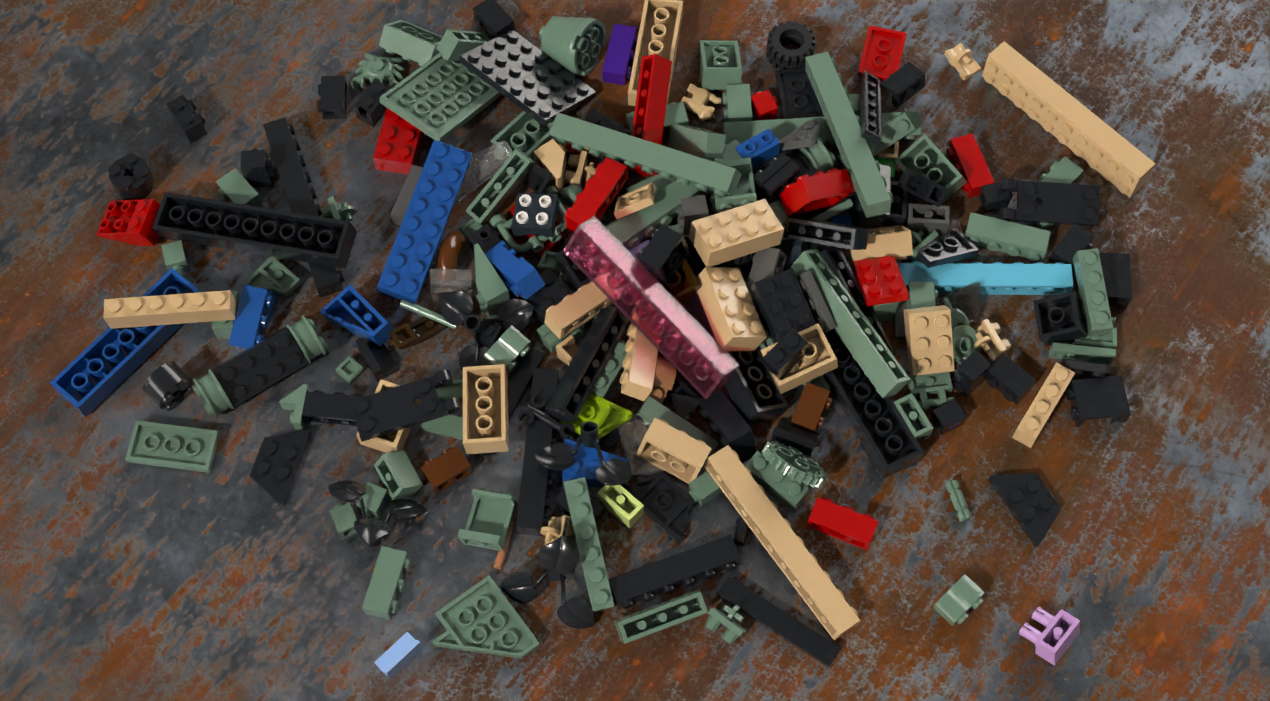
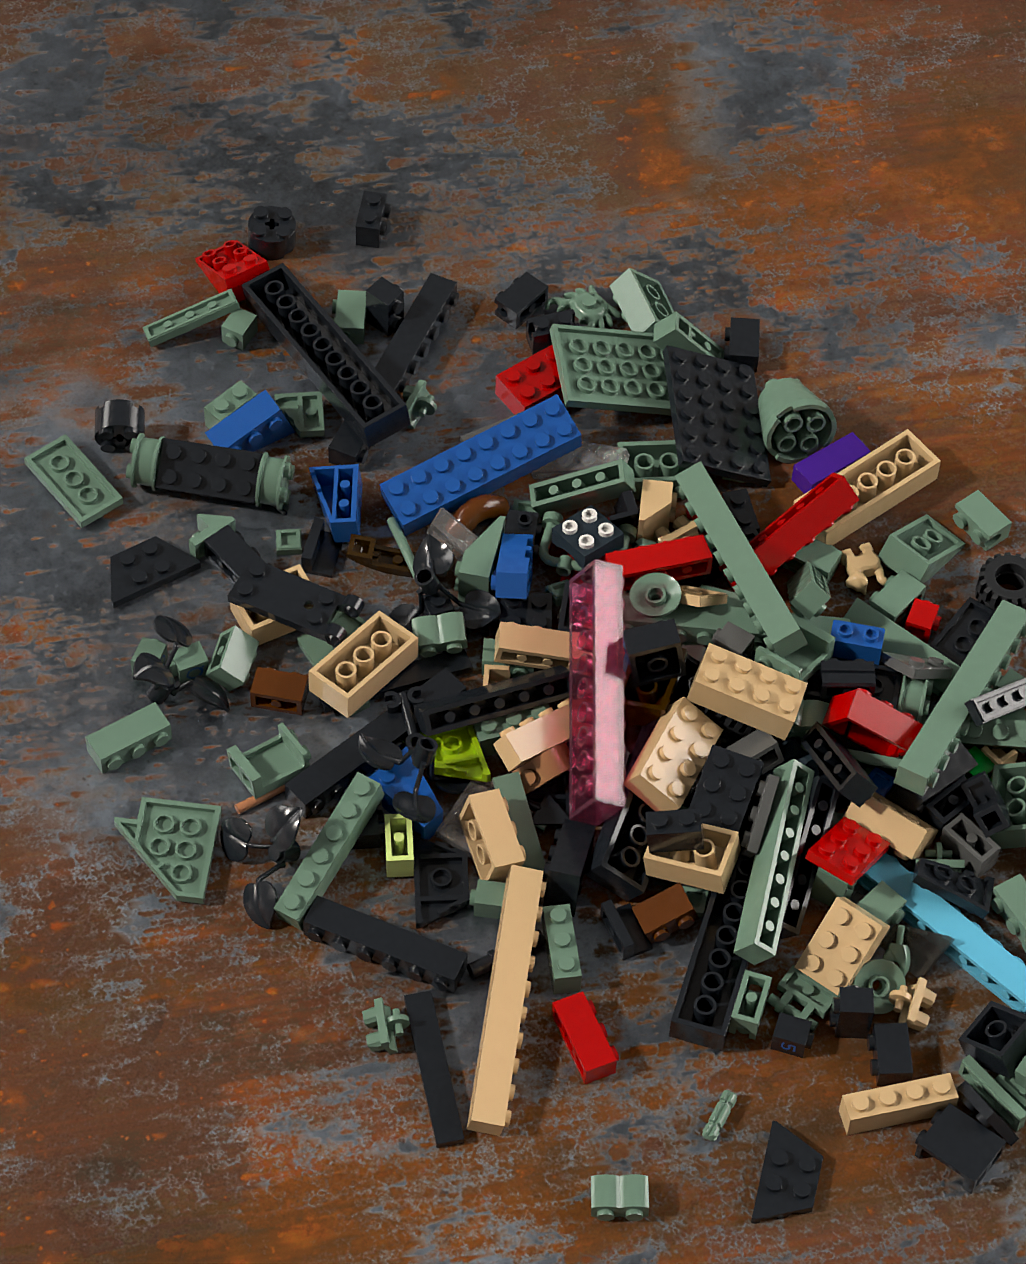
camera: 40 degrees right, 10 degrees down
(116, 353) = (125, 365): blue brick -> none
(142, 268) = (191, 317): none -> sand green tile
(169, 309) = (182, 360): tan brick -> none
(398, 655) = (76, 807): light blue panel -> none
(556, 528) = (312, 820): tan hips -> none
(620, 209) = (655, 587): none -> sand green dish
(660, 616) = (329, 967): sand green brick -> none
(734, 19) = (982, 520): none -> sand green brick
(794, 464) = (589, 942): sand green gear -> none

